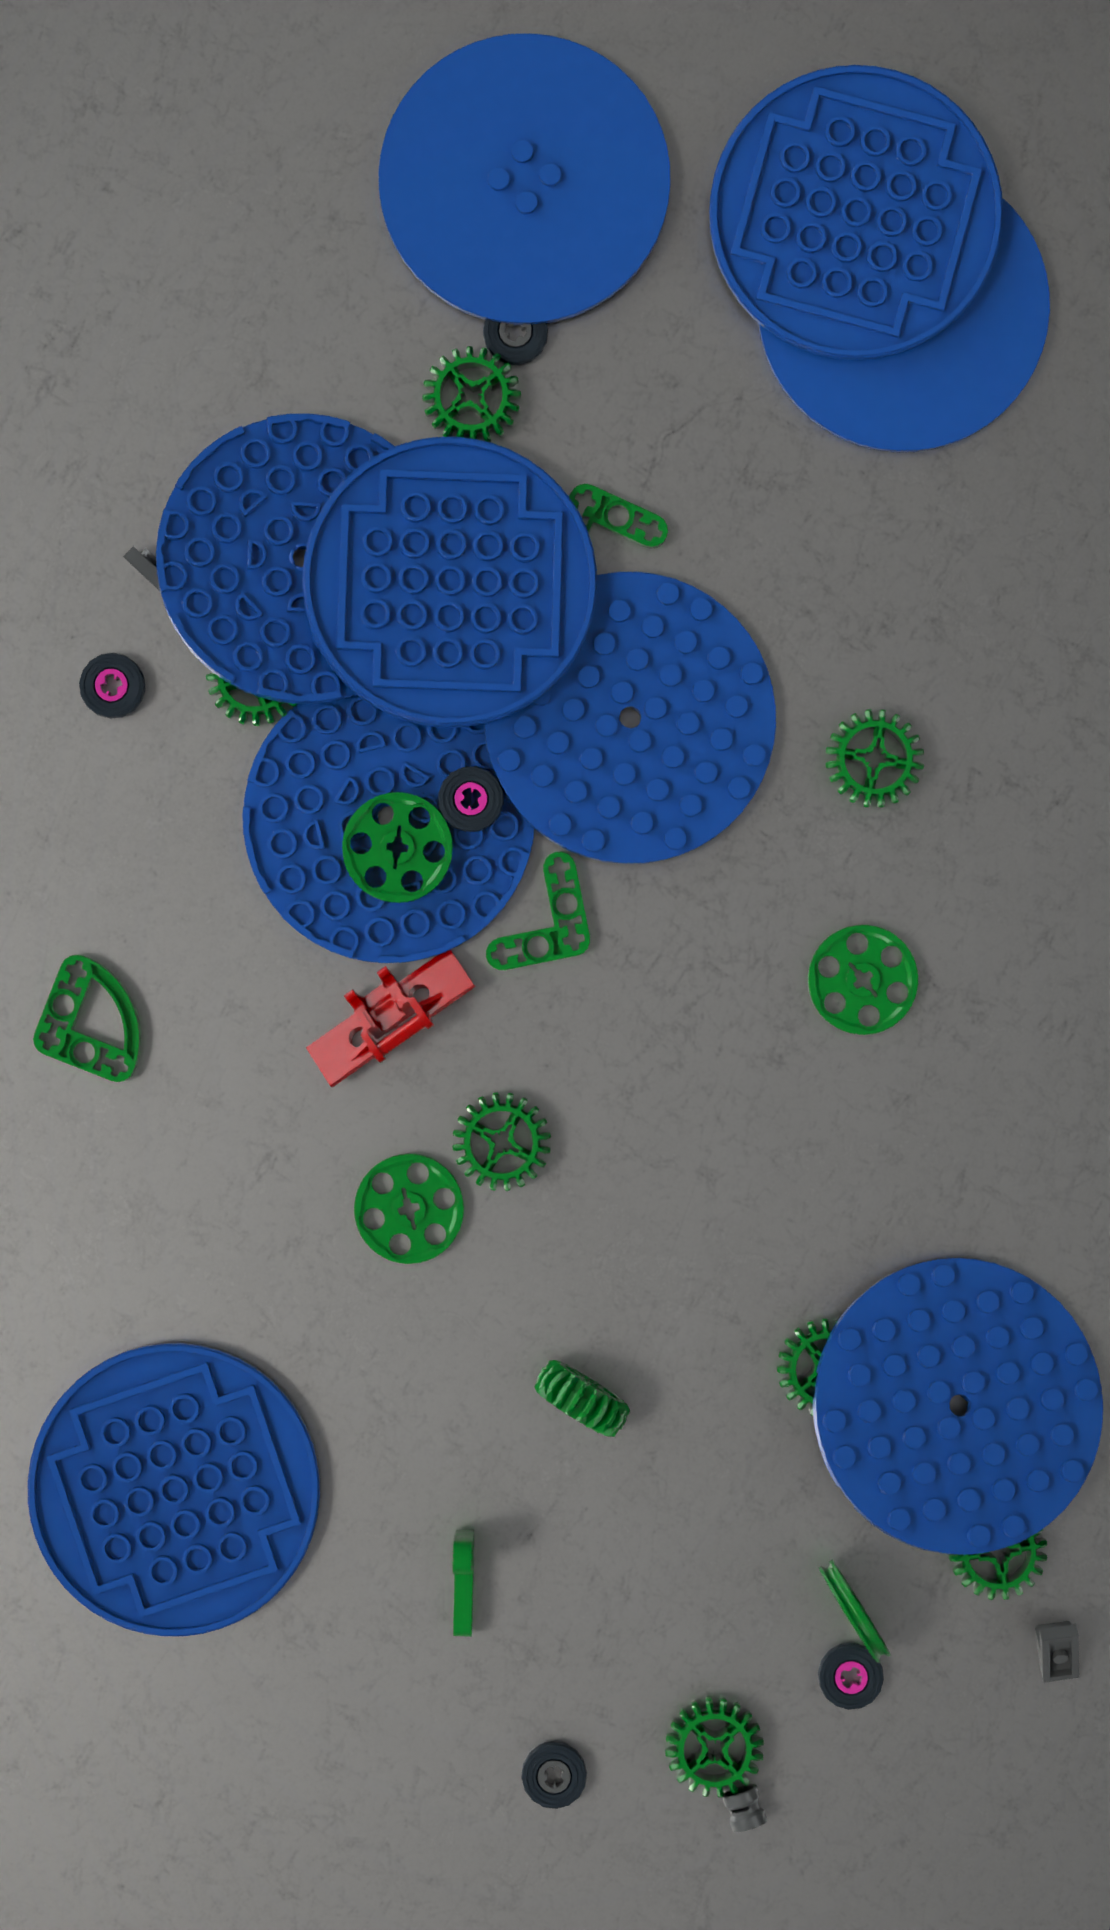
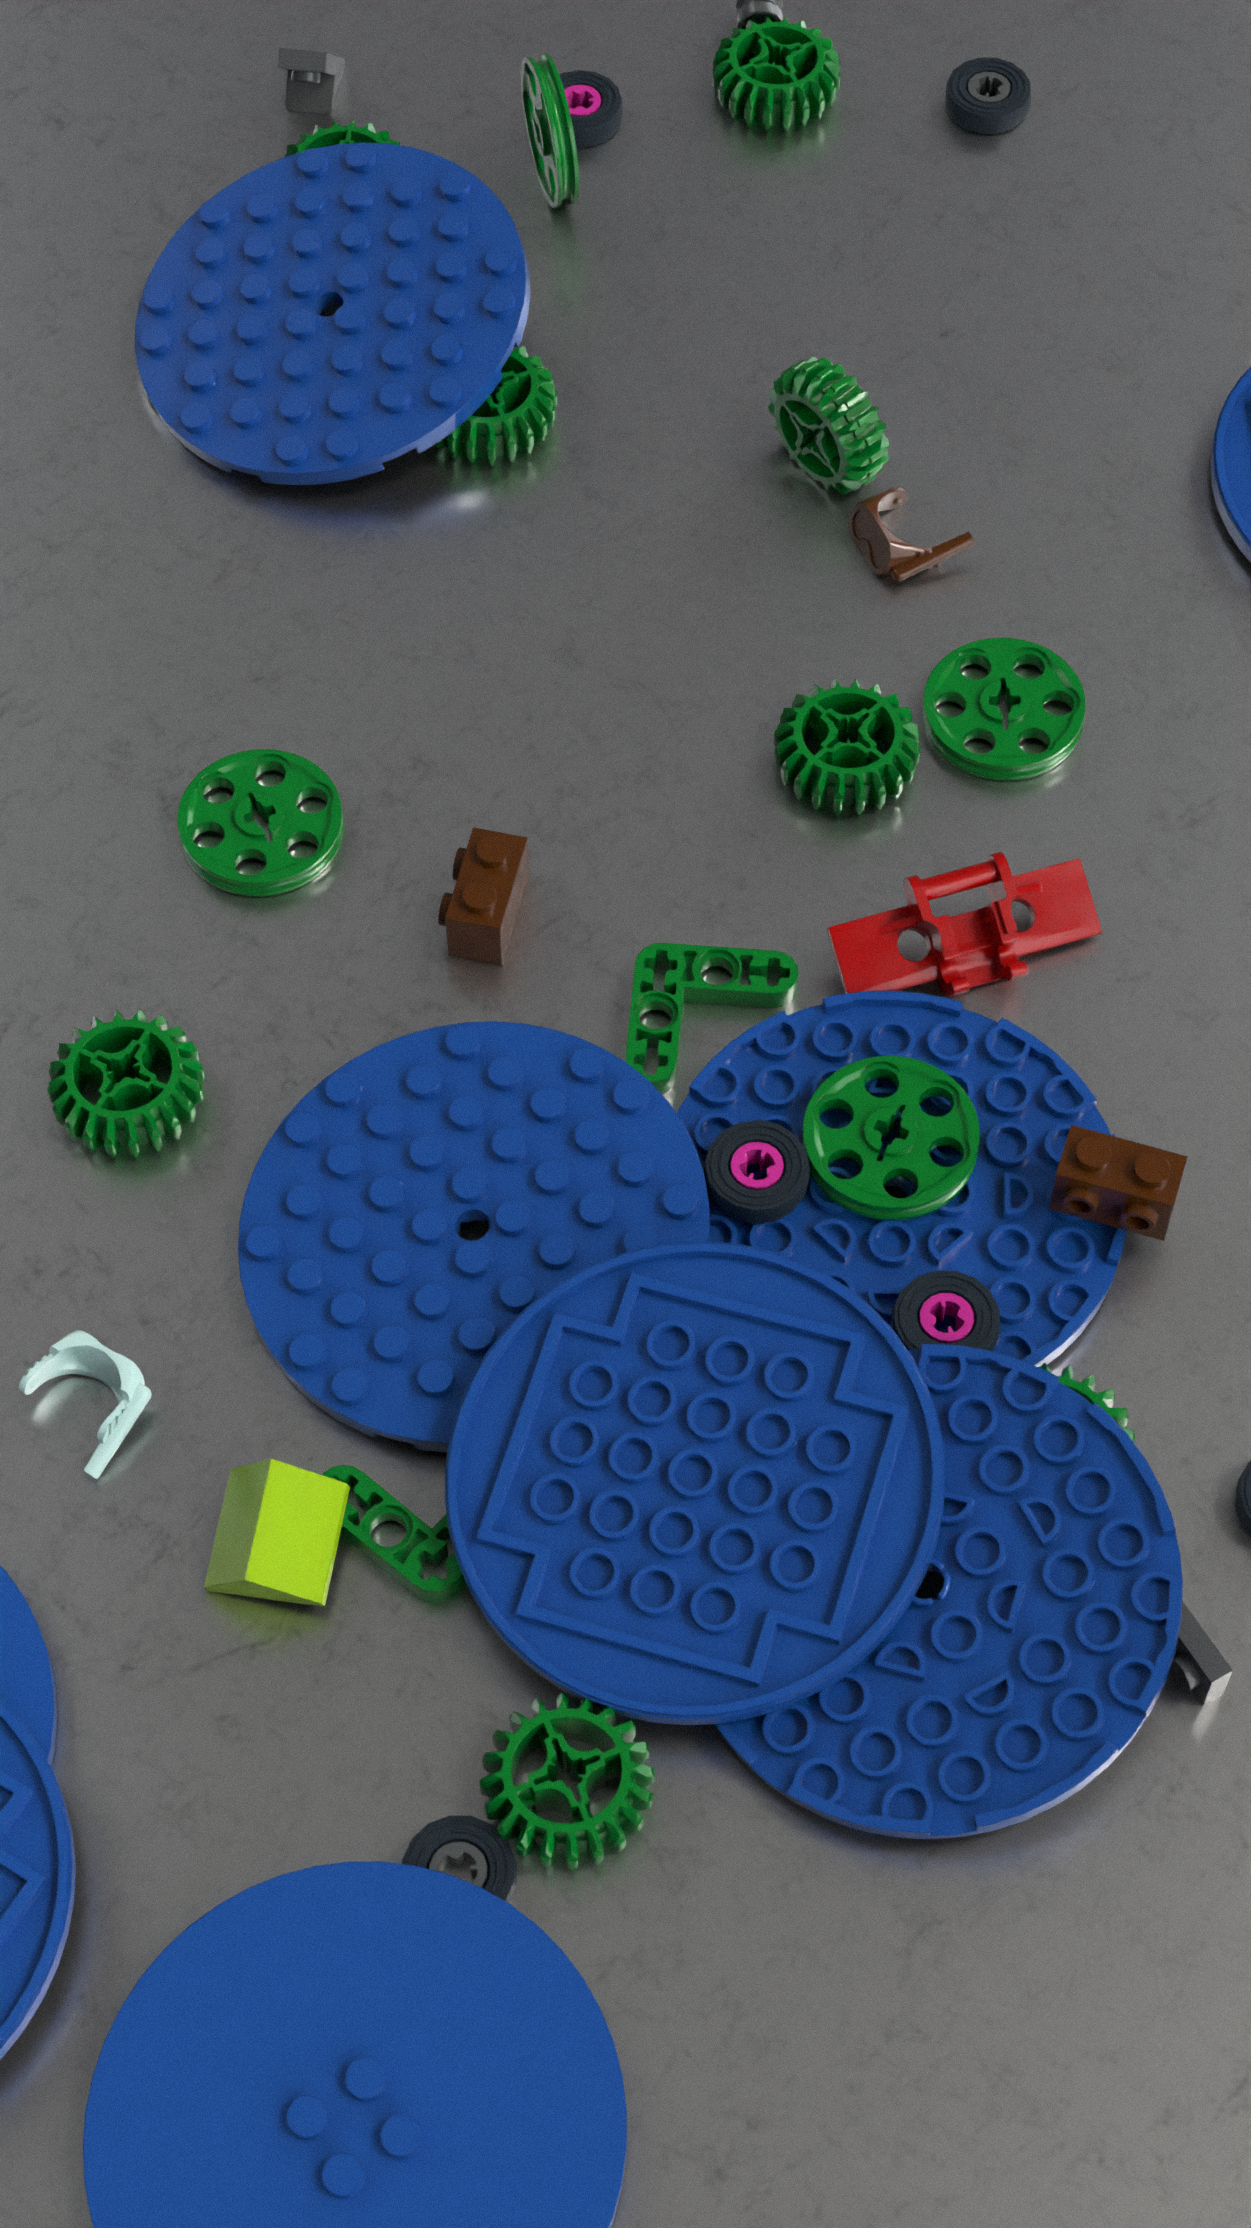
camera: 160 degrees left, 30 degrees down
(252, 845) = (1117, 1182): none -> reddish brown brick
(316, 738) = (946, 1294): none -> black bush
(463, 1582) = (1045, 285): green beam -> none
(519, 1314) = (888, 553): none -> reddish brown helmet
(679, 489) = (277, 1533): none -> lime slope
(696, 956) = (486, 896): none -> reddish brown brick
(797, 560) = (84, 1355): none -> light aqua helmet

